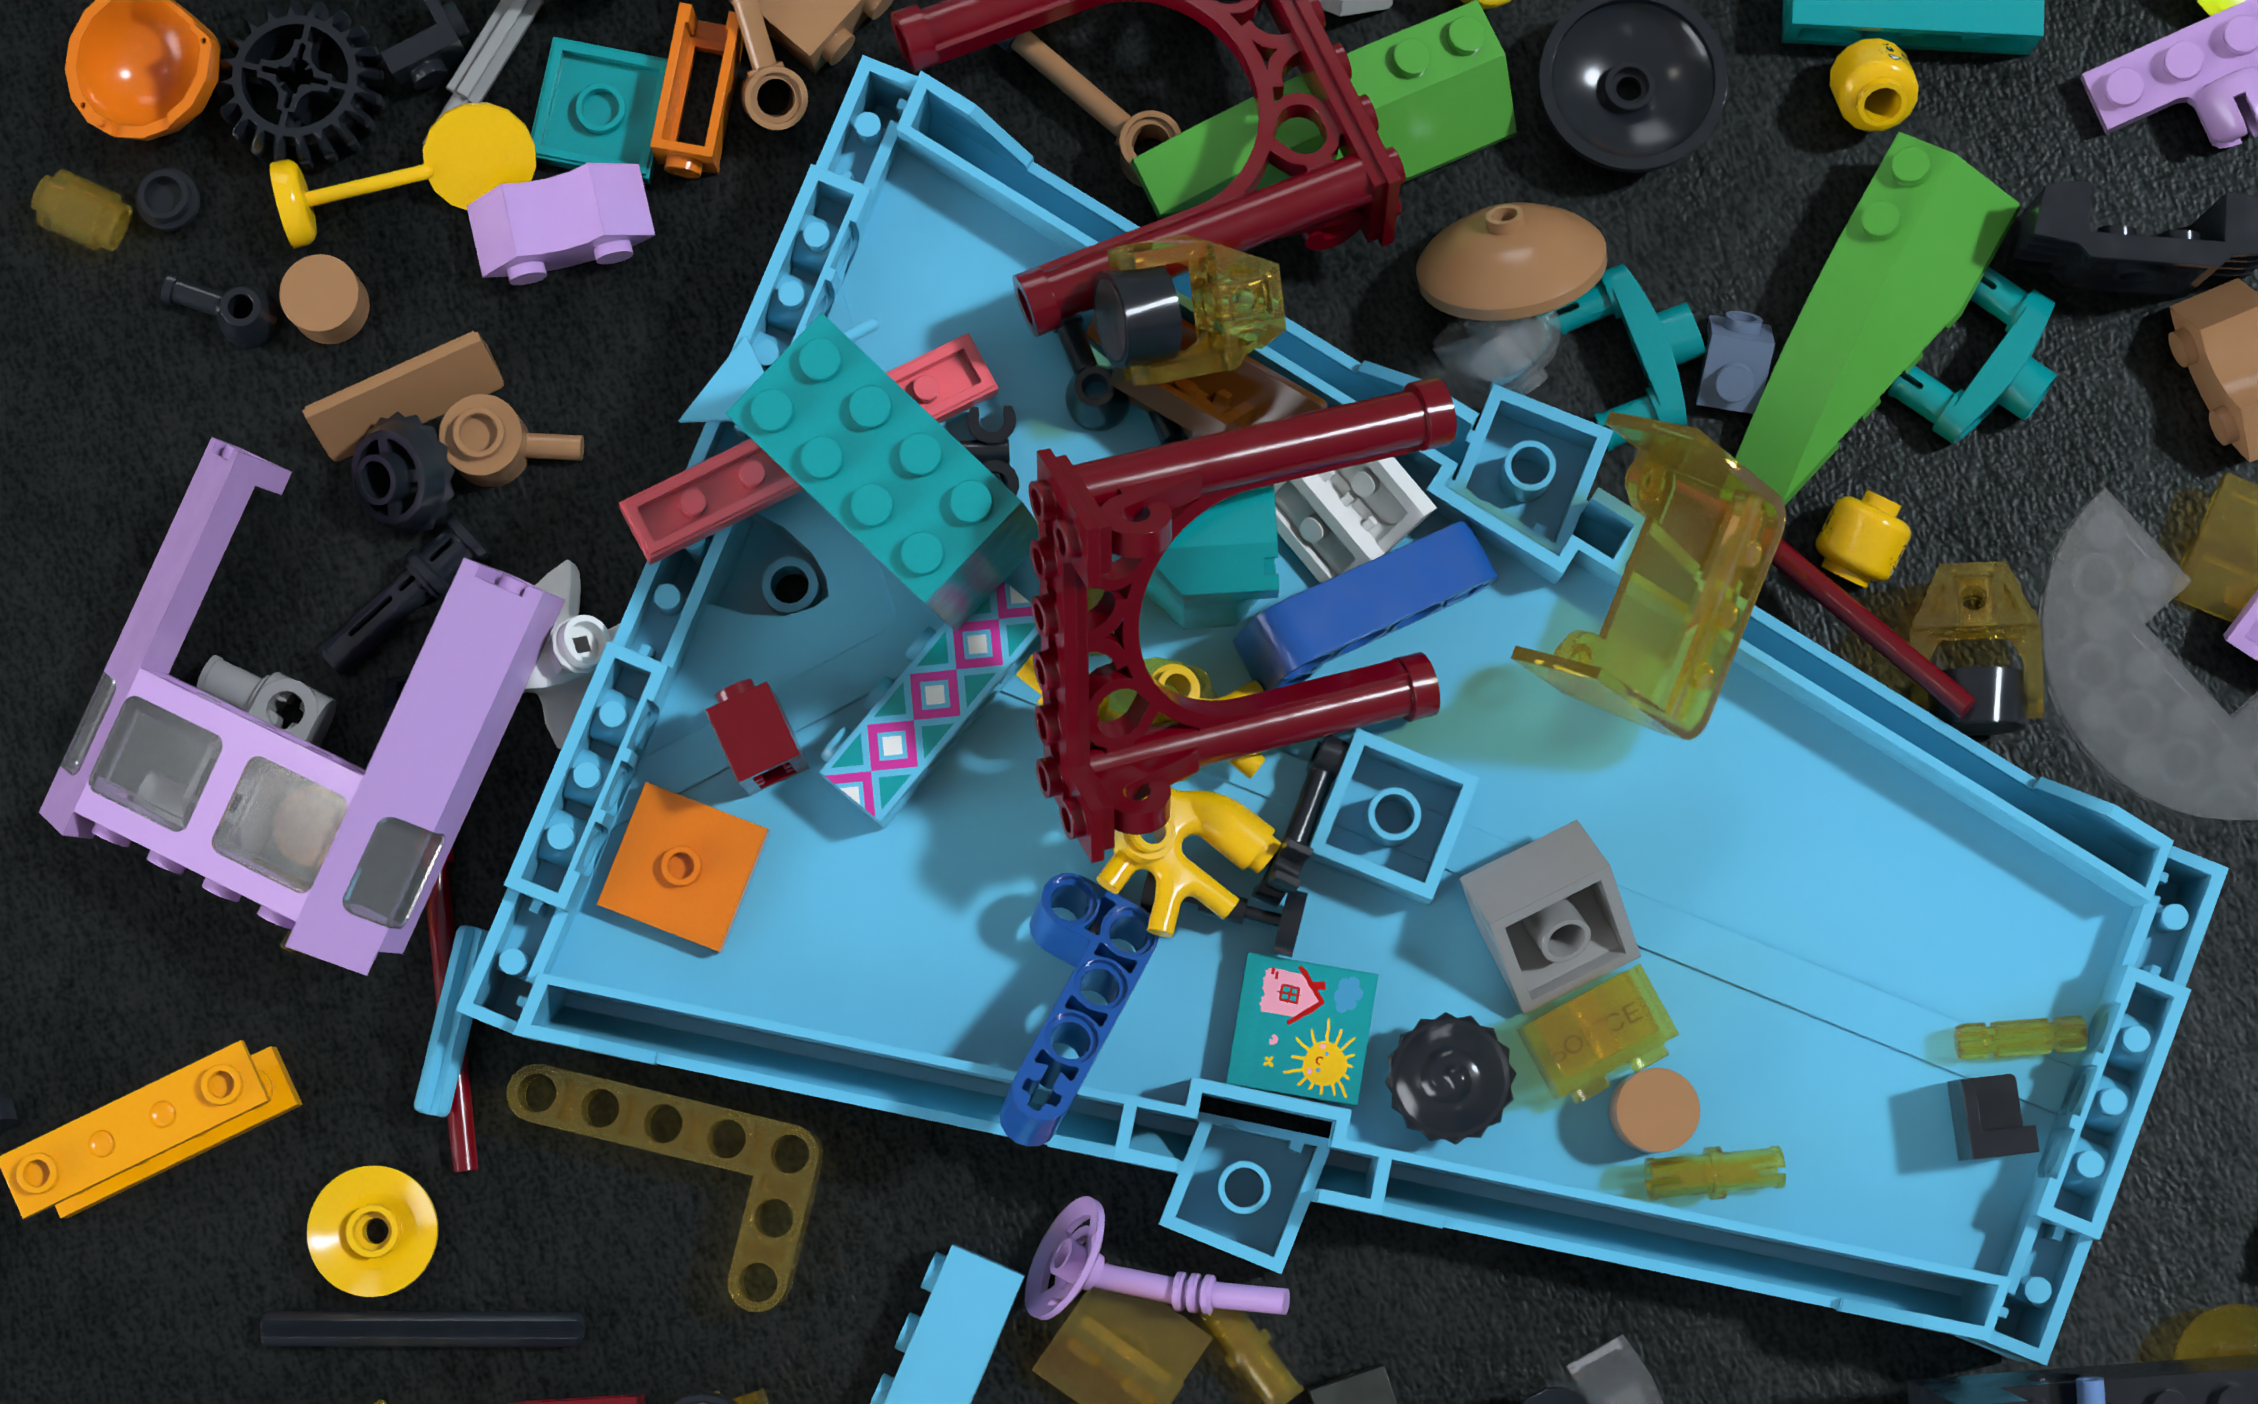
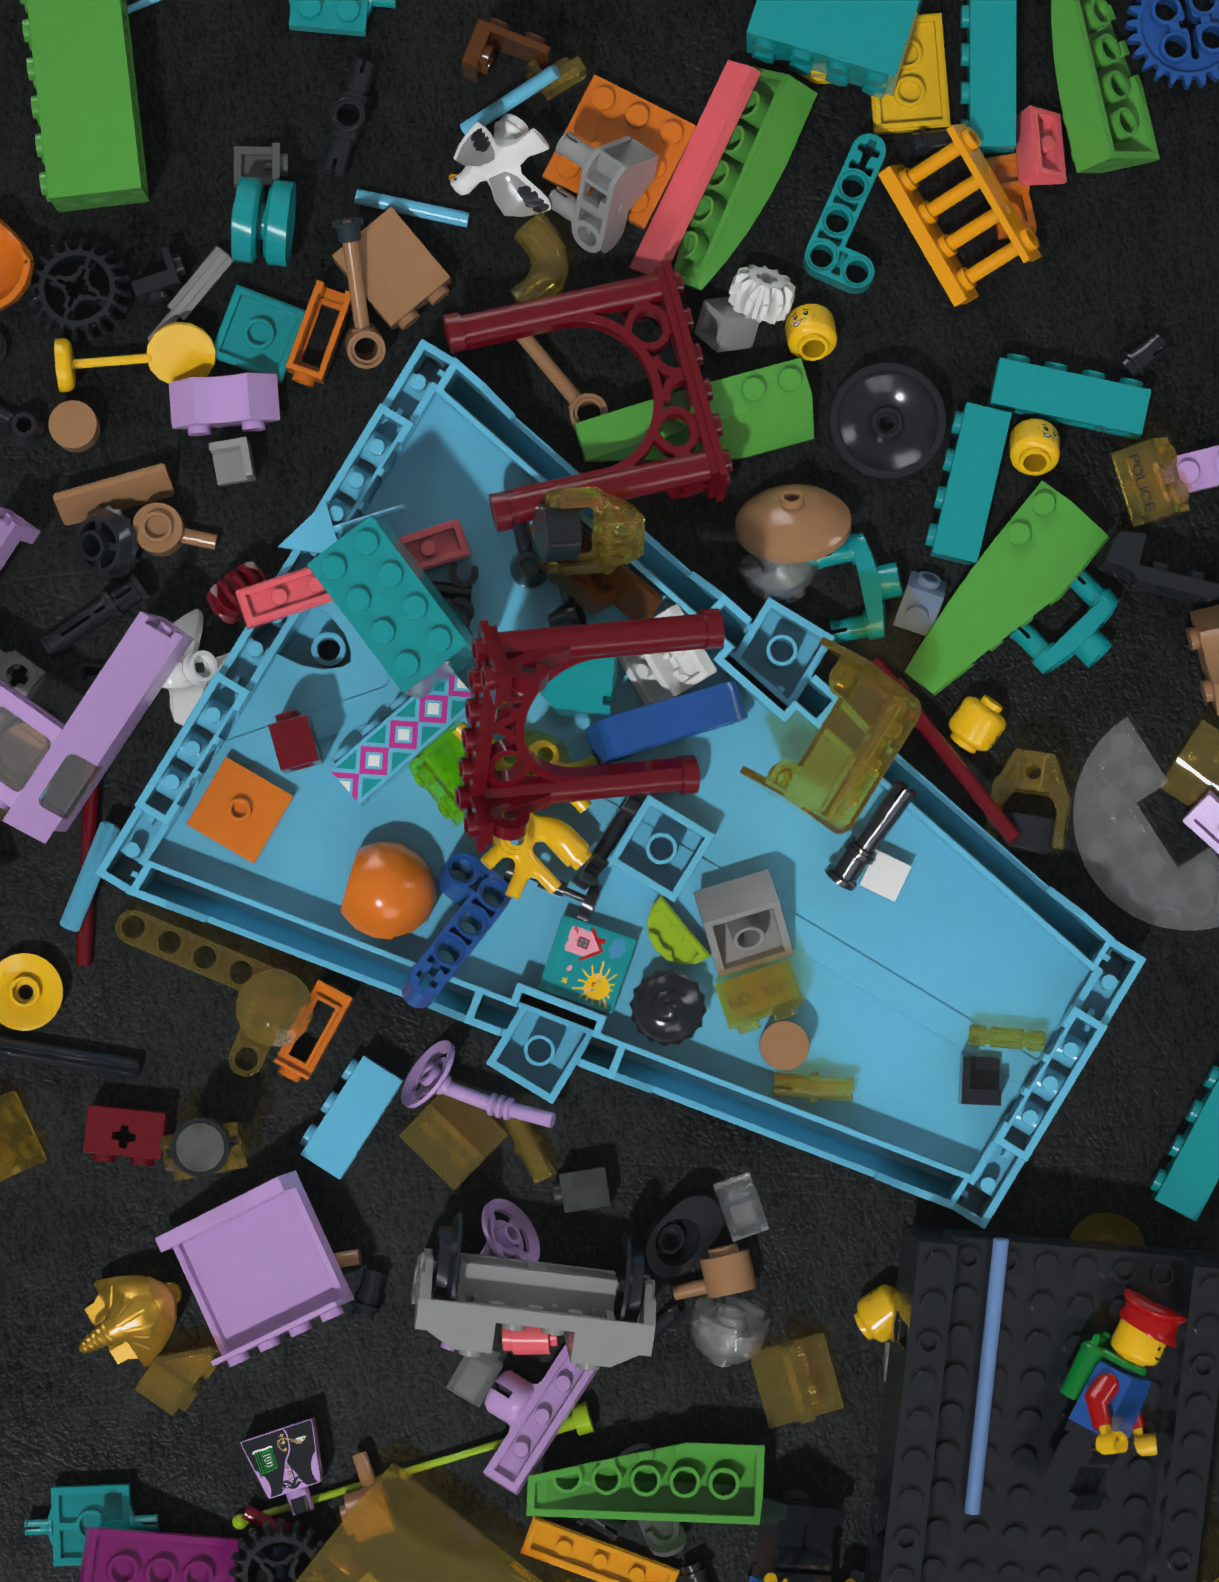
camera: 10 degrees right, 5 degrees up
(588, 312) = (233, 461): none -> light grey panel
(604, 526) = (223, 596): none -> dark red gear
(791, 1189) = (274, 1008): none -> clear yellow dish
(839, 1284) = (295, 1068): none -> orange window
(951, 959) = (389, 890): none -> orange cylinder
(1002, 750) = (438, 773): none -> clear neon green bracket
(1435, 960) = (672, 937): none -> lime tile
(1725, 762) = (861, 849): none -> black pin
(1769, 801) = (885, 876): none -> white tile
(1779, 161) = (969, 484): none -> teal brick
(2071, 107) = (1151, 481): none -> clear yellow brick

